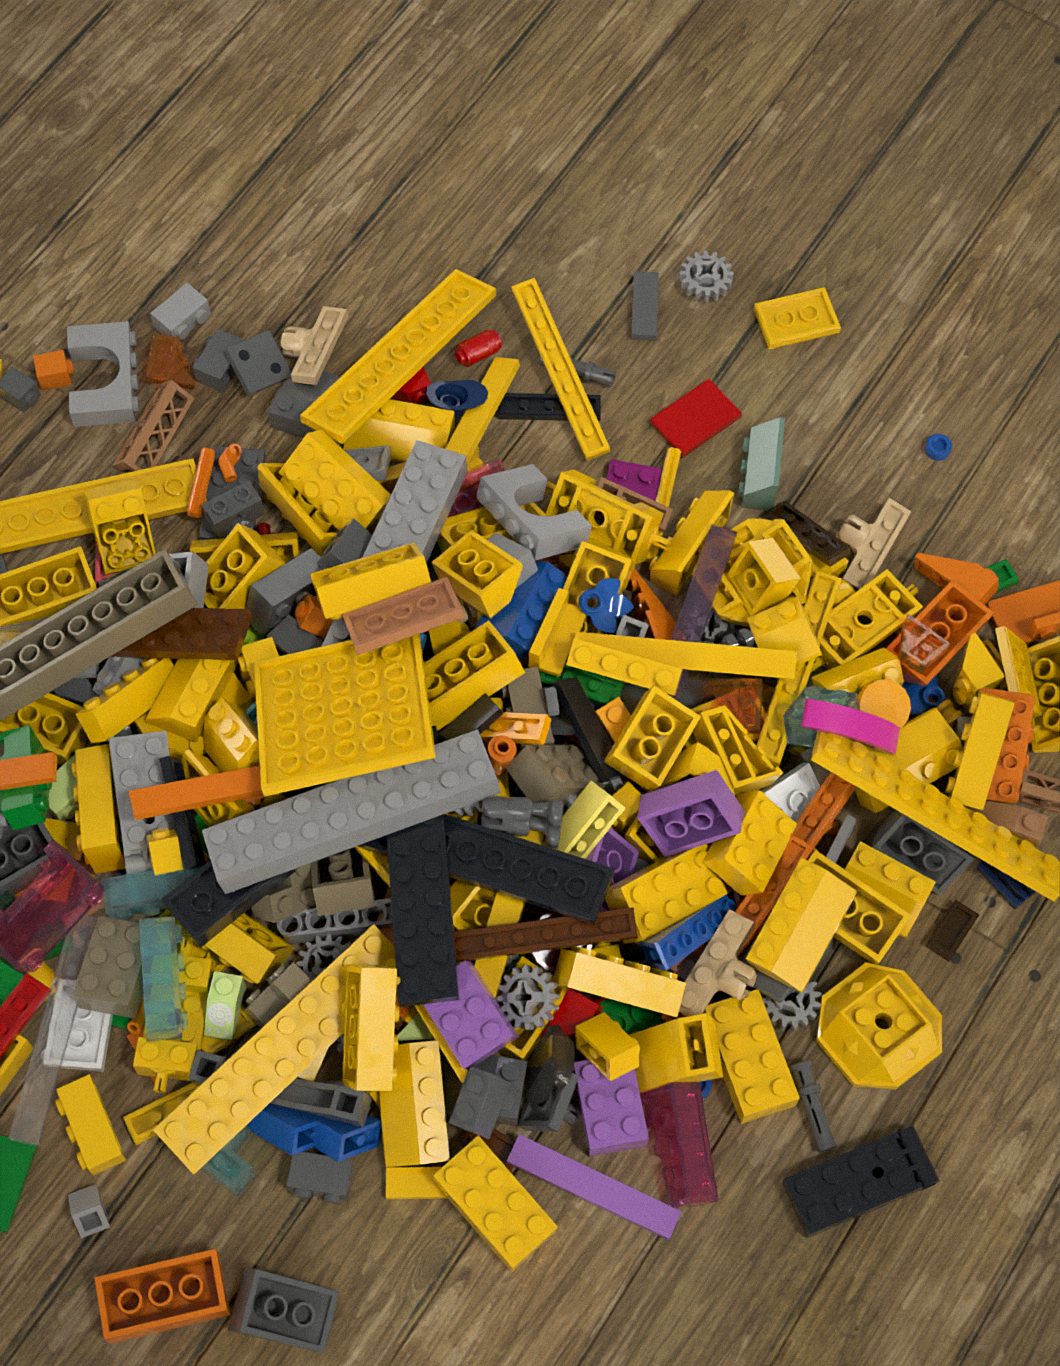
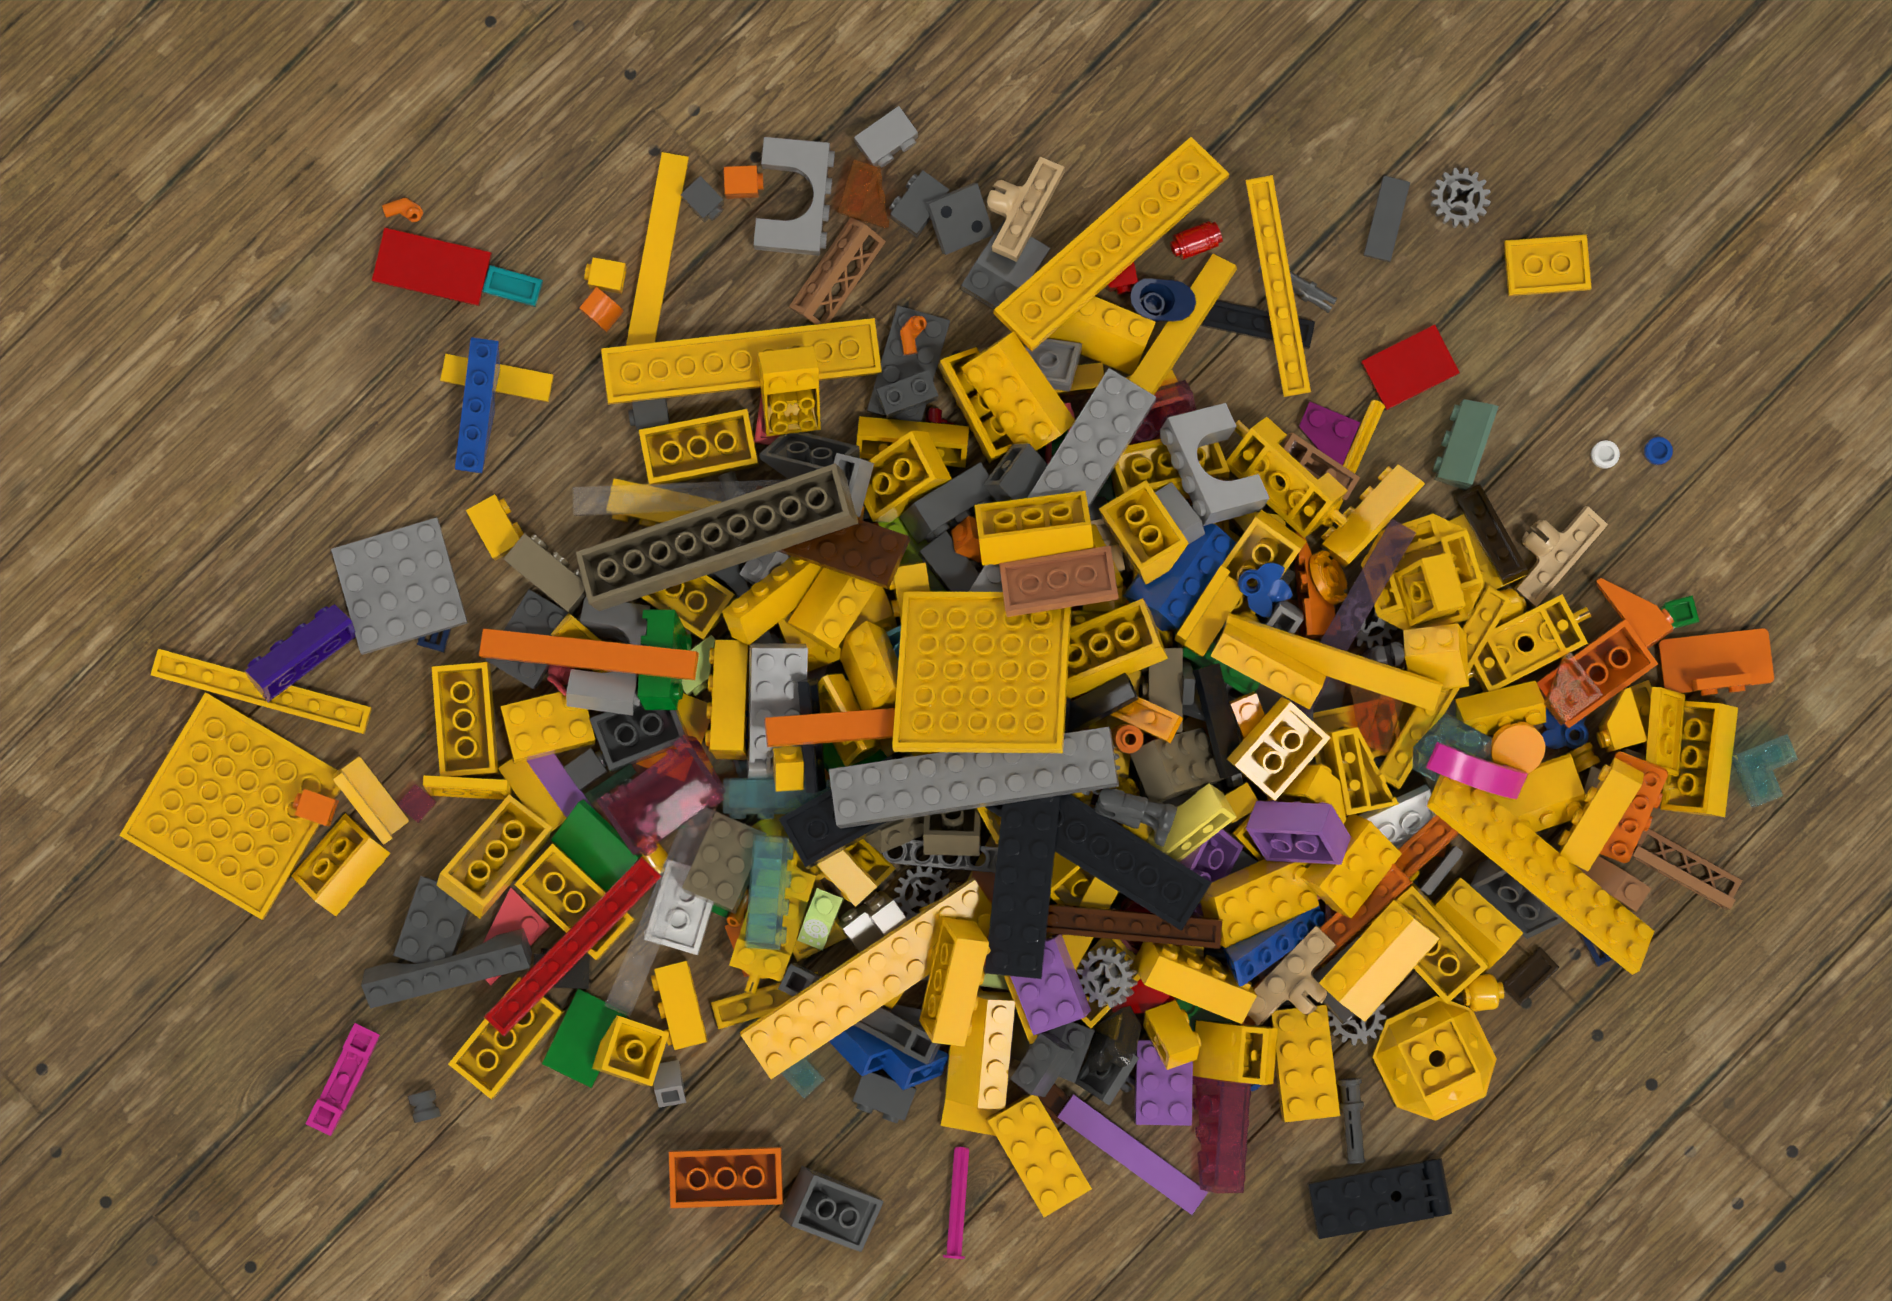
camera: 10 degrees right, 20 degrees up
(41, 1180) = (631, 1051): none -> yellow slope
(201, 482) = (878, 352): orange axle -> none
(419, 1279) = (957, 1203): none -> dark pink axle
(663, 596) = (1328, 577): none -> light orange tile
(891, 458) = (1605, 454): none -> white tile
(911, 951) = (1483, 993): none -> yellow head

